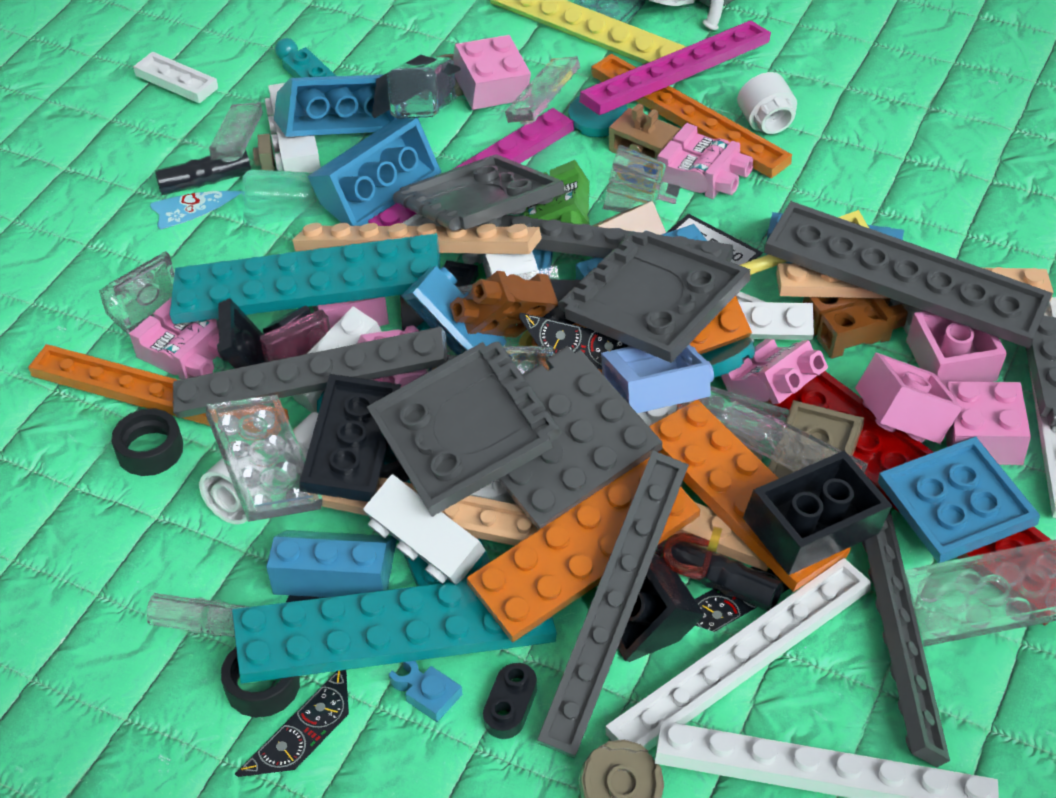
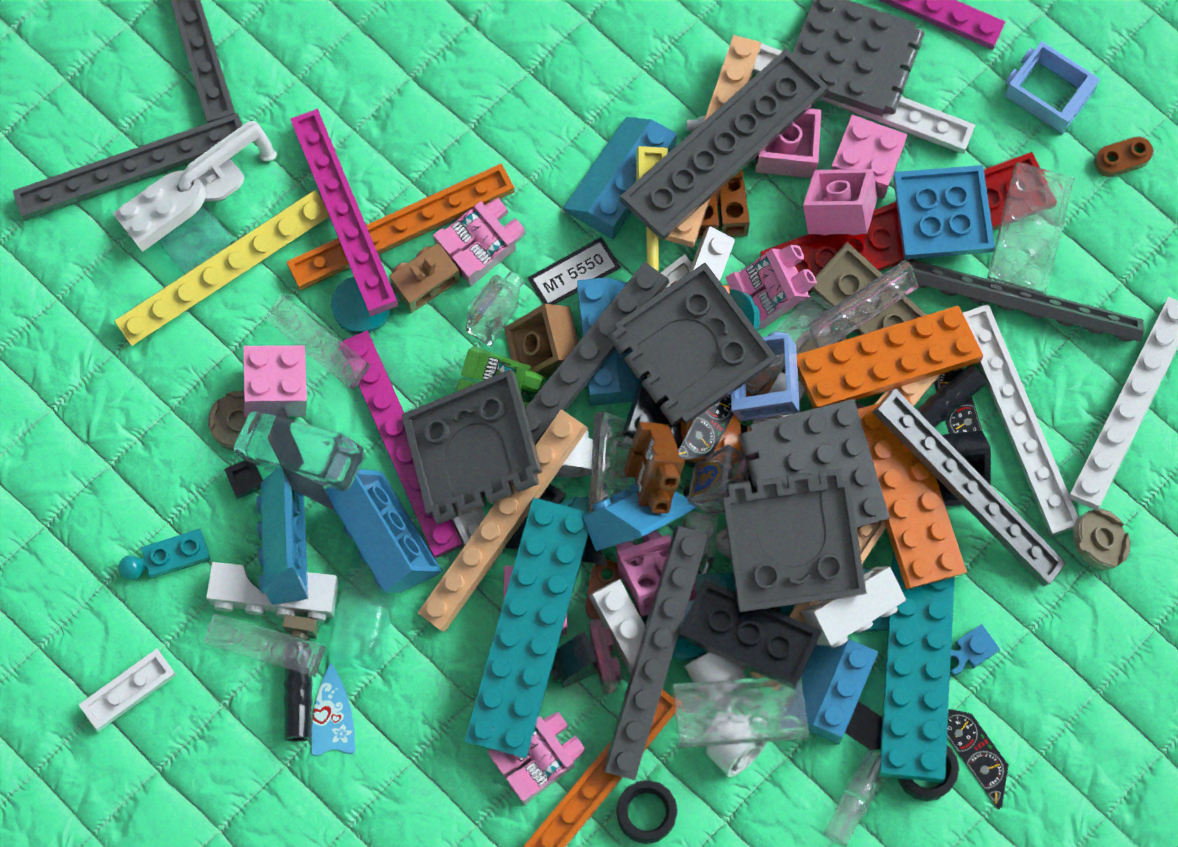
camera: 75 degrees left, 25 degrees up
(139, 292) = (459, 783): clear slope -> none
(238, 337) = (566, 701): black plate -> none
(512, 697) = (999, 595): black plate -> none
(689, 570) = (944, 397): clear red piece -> none
(767, 103) = (431, 154): white piece -> none
(816, 512) = (948, 315): black brick -> none

